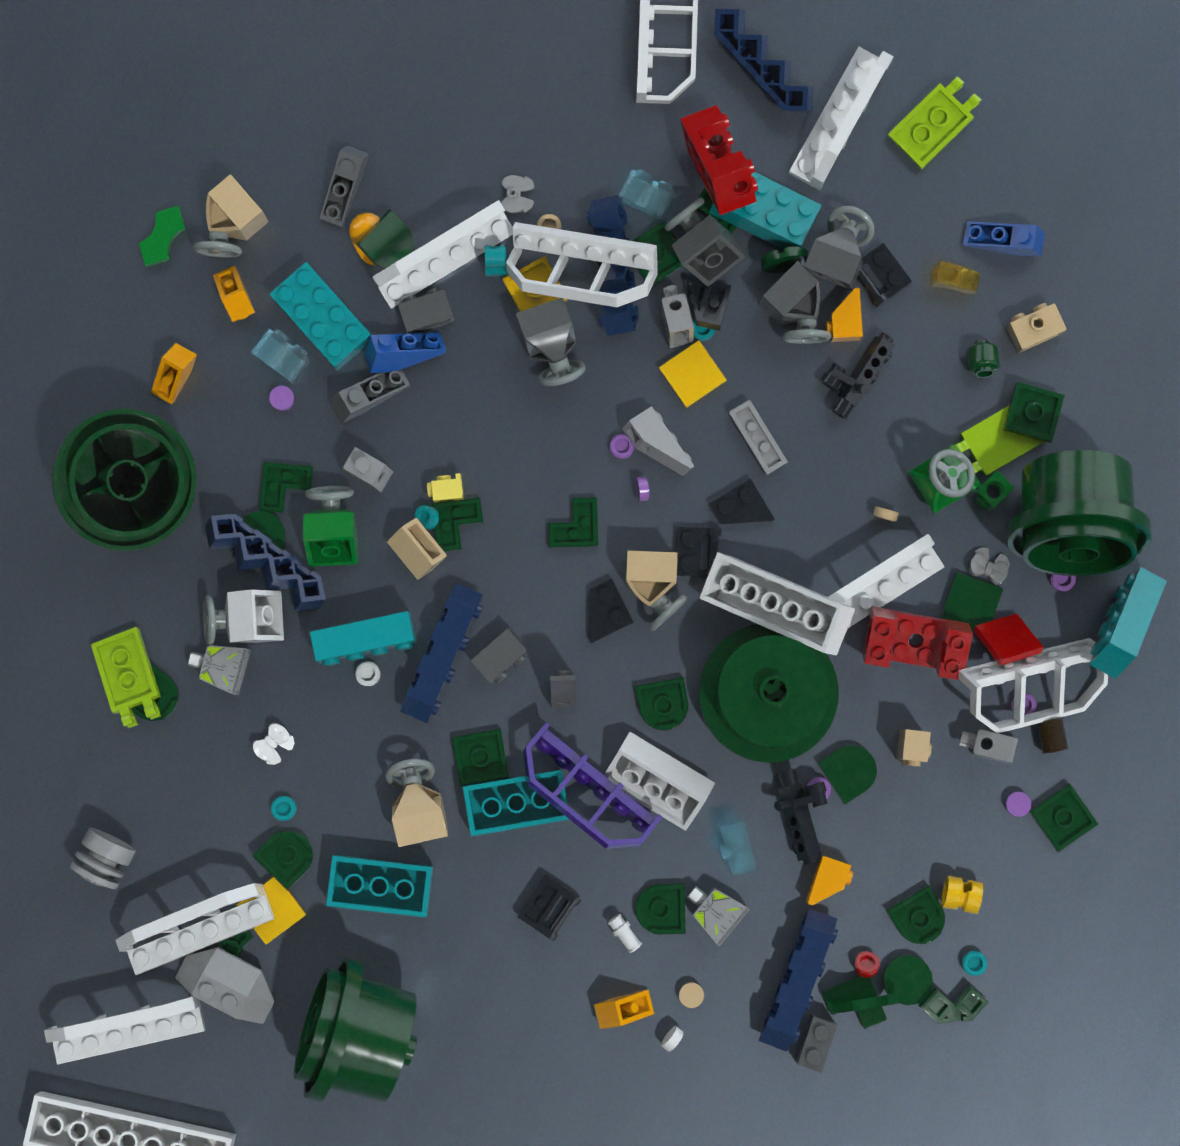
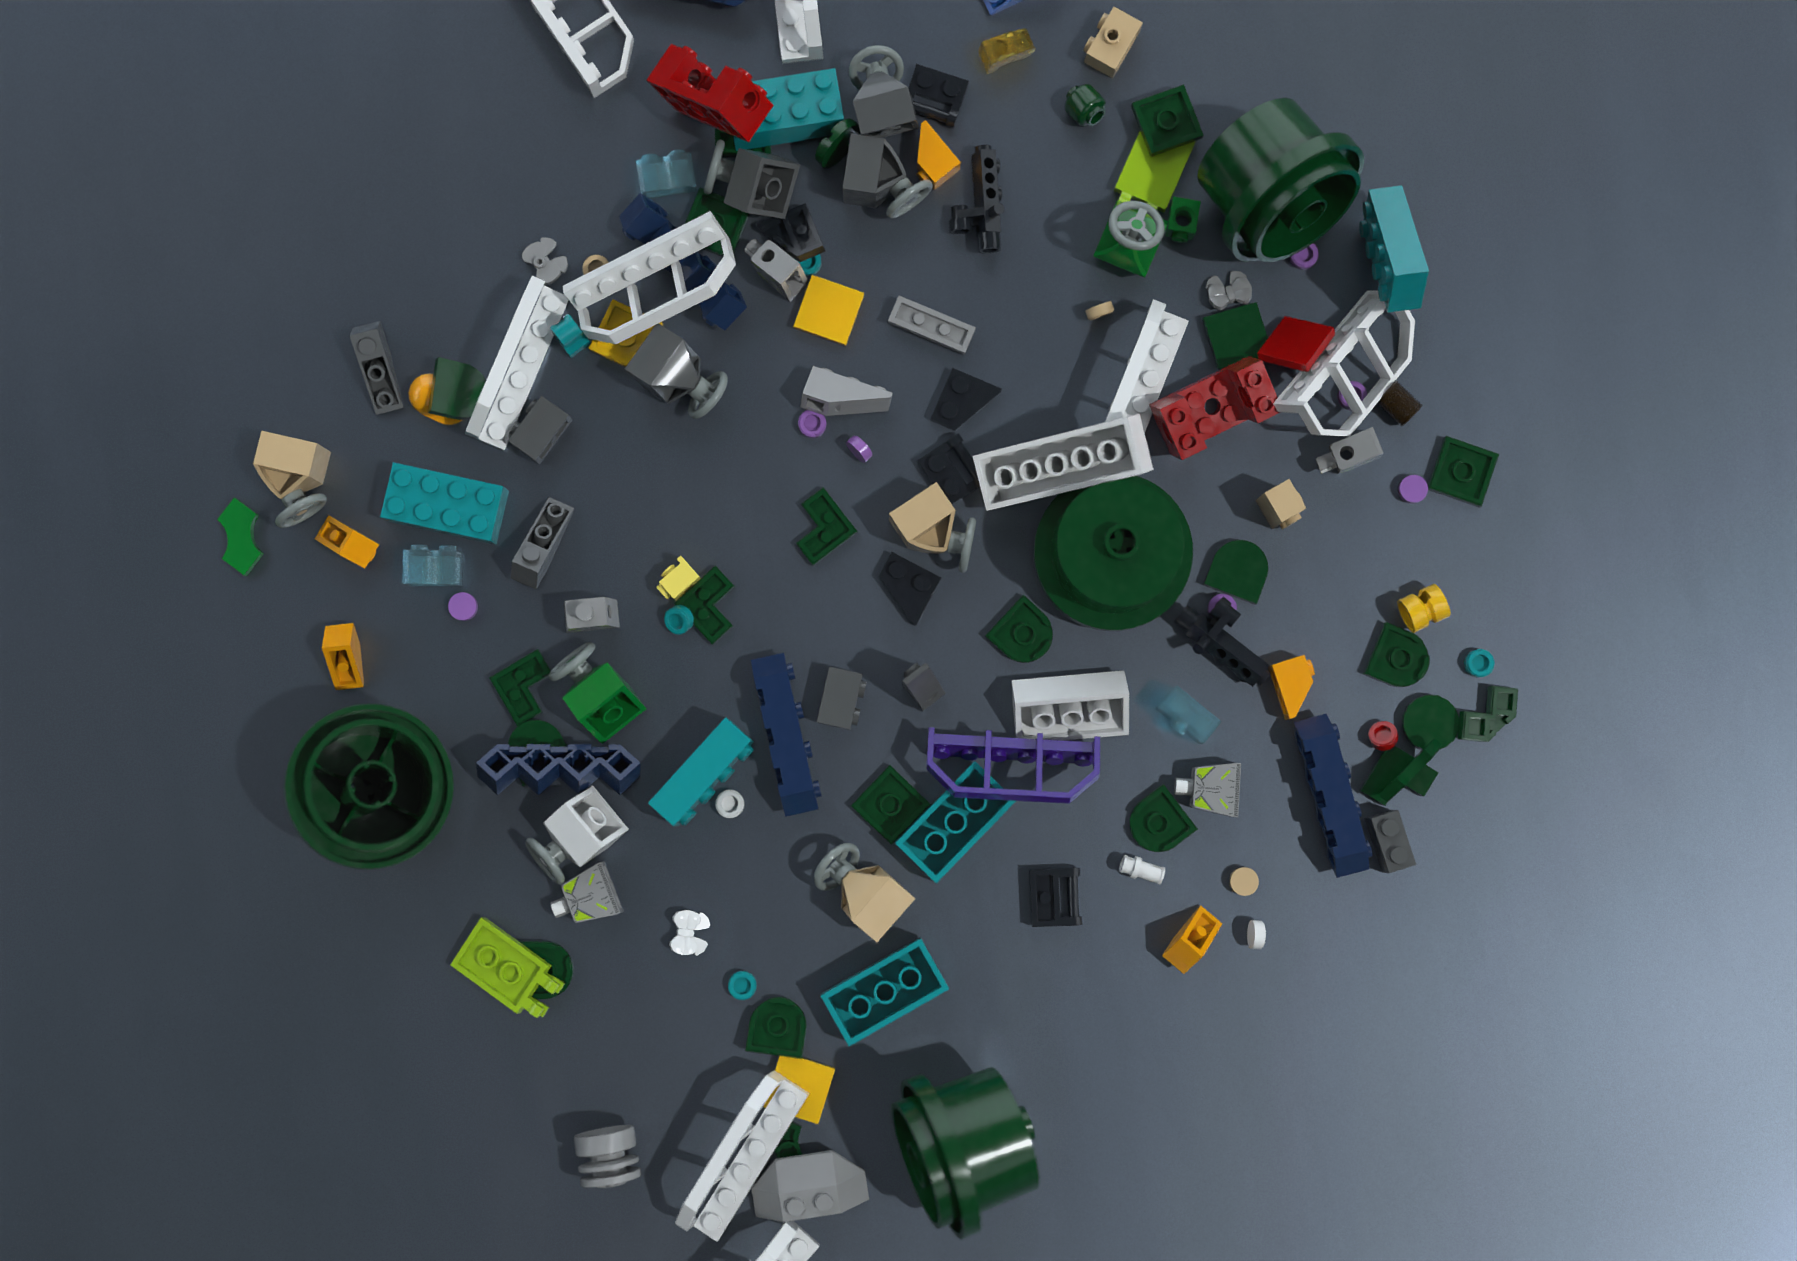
camera: 35 degrees left, 0 degrees up
(400, 351) = (543, 481): blue slope -> none
(416, 548) = (681, 658): tan brick -> none

